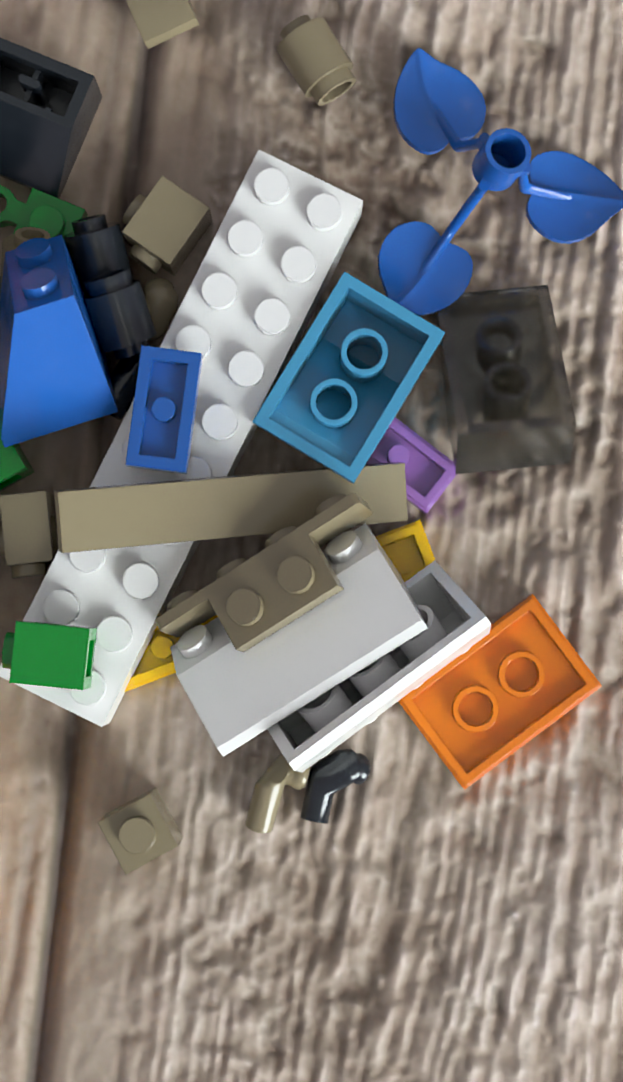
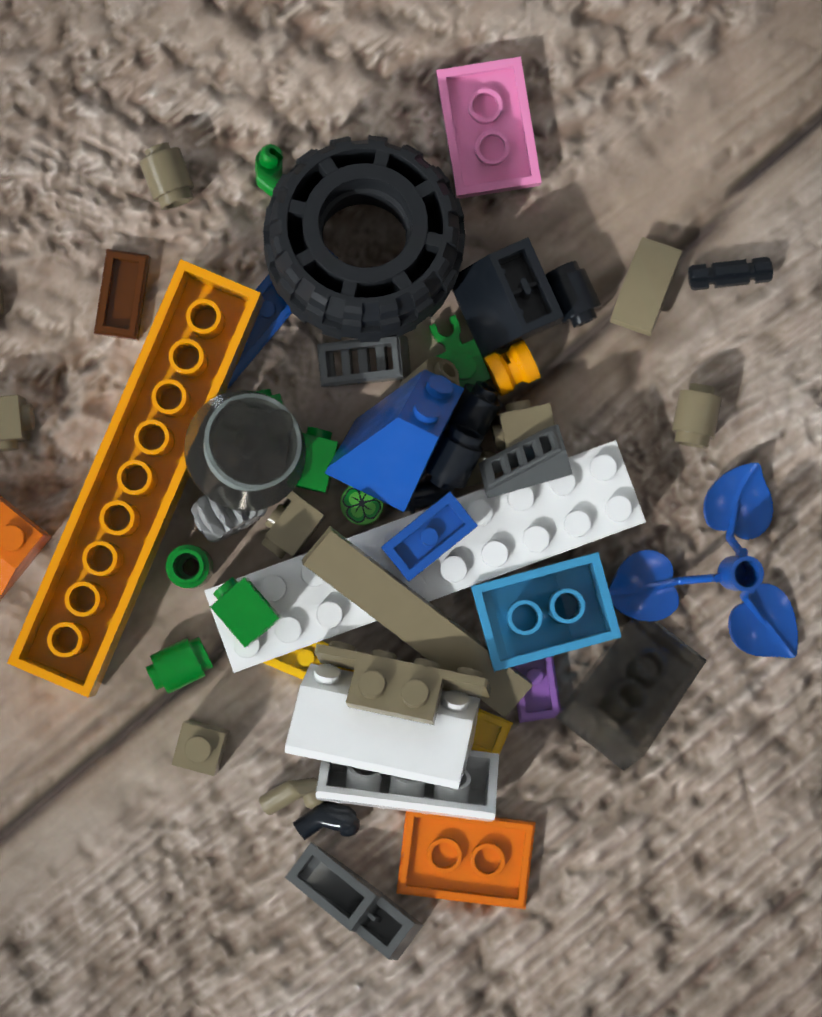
camera: 45 degrees right, 0 degrees up
(44, 771) = (179, 664): none -> green brick
(75, 450) = (360, 507): none -> tile
(89, 51) = (574, 293): none -> black brick
(95, 179) = (512, 367): none -> light orange wheel
(194, 250) = (537, 458): none -> dark grey slope
(432, 837) = (354, 902): none -> dark grey slope

